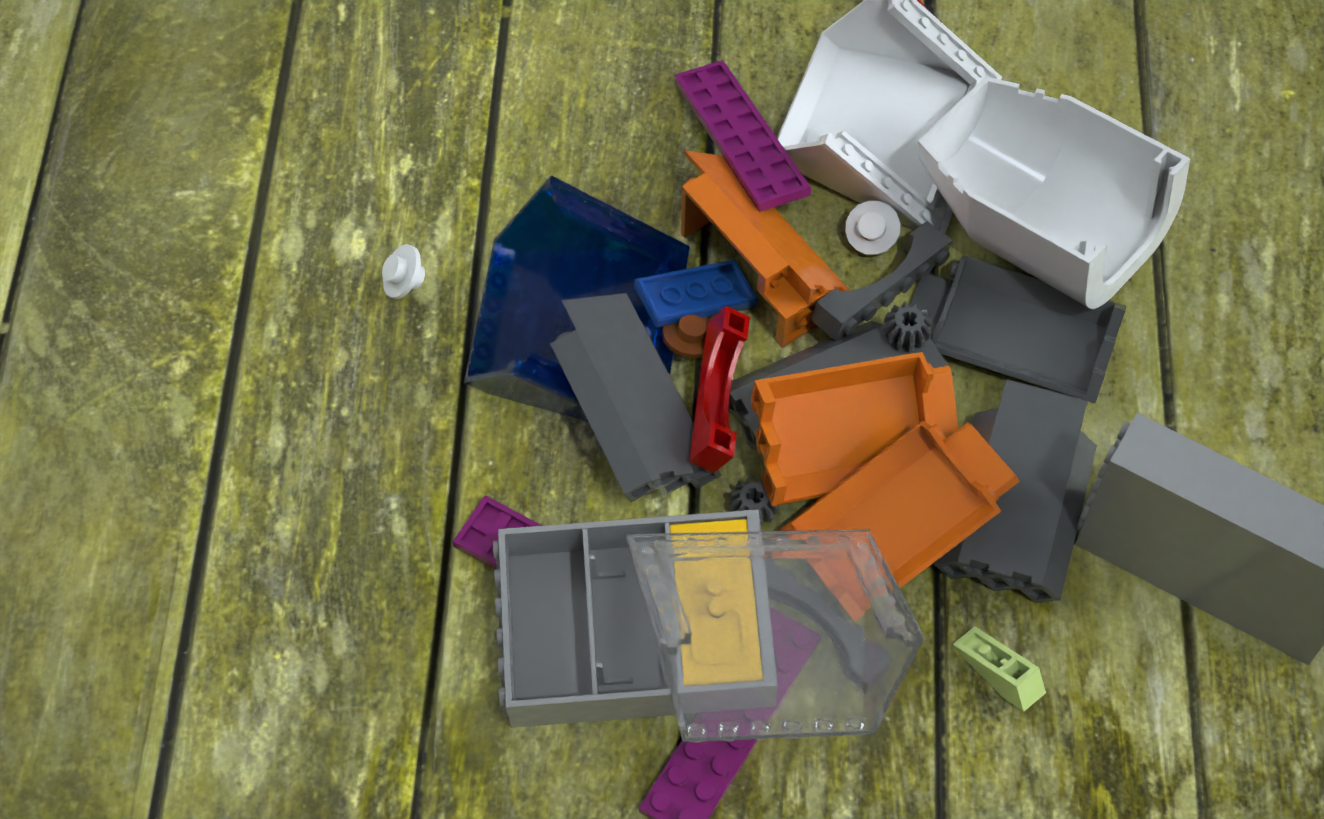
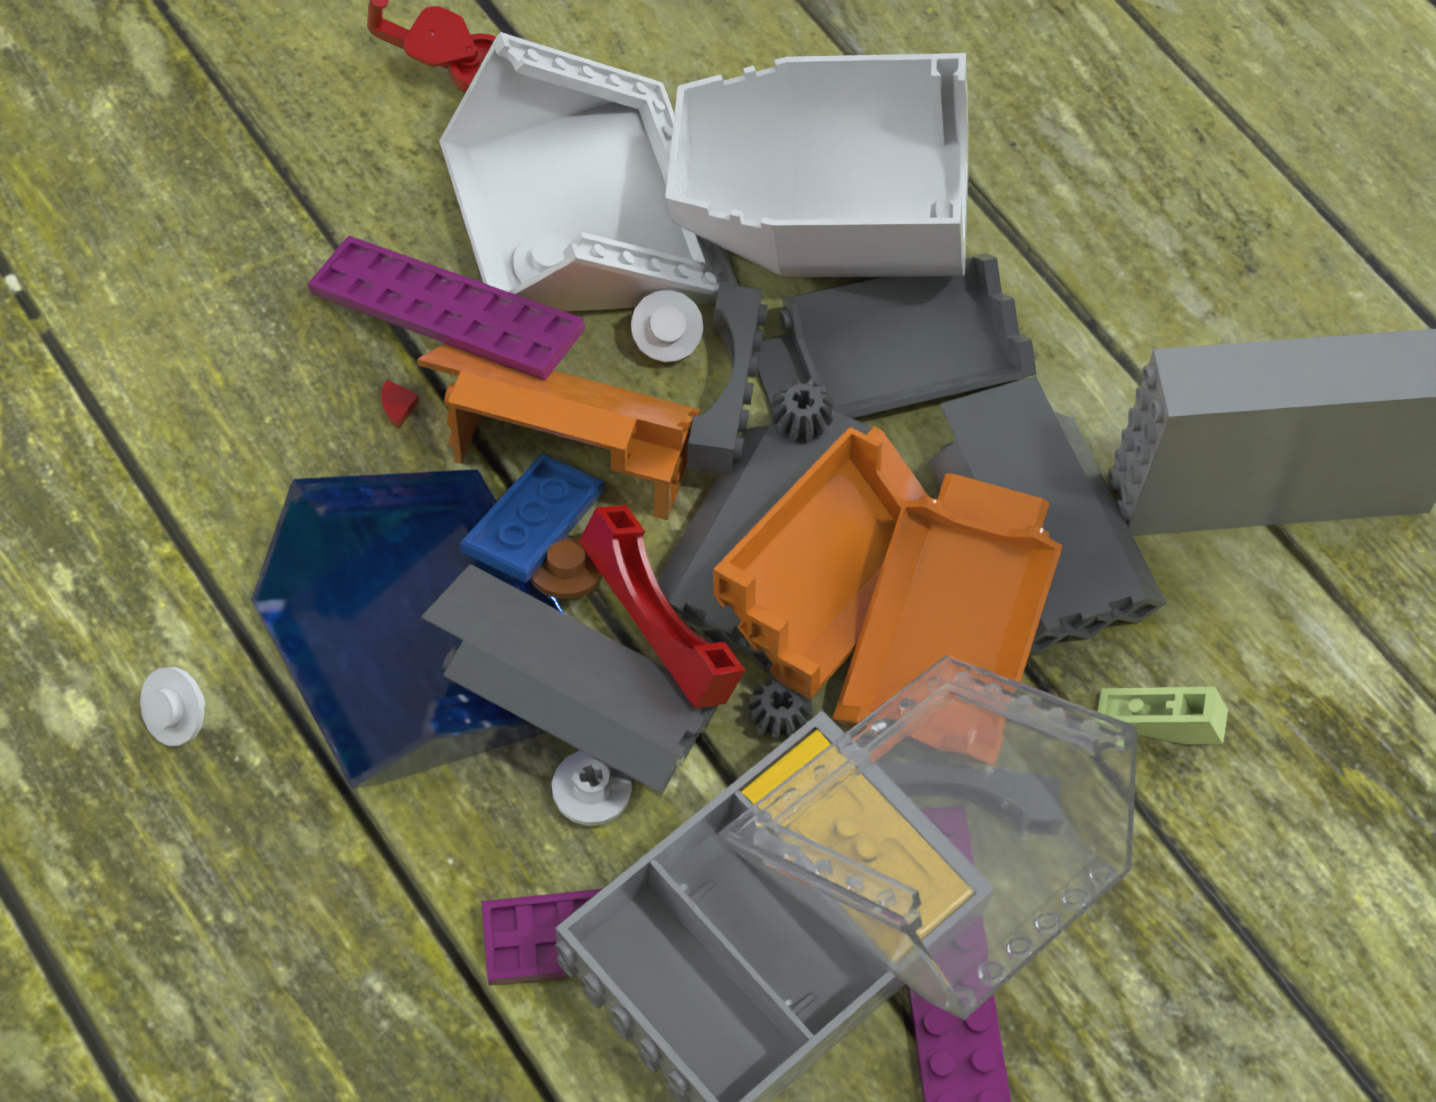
camera: 40 degrees left, 0 degrees up
(595, 476) = (590, 790): none -> white piece
(673, 177) = (397, 402): none -> red tile

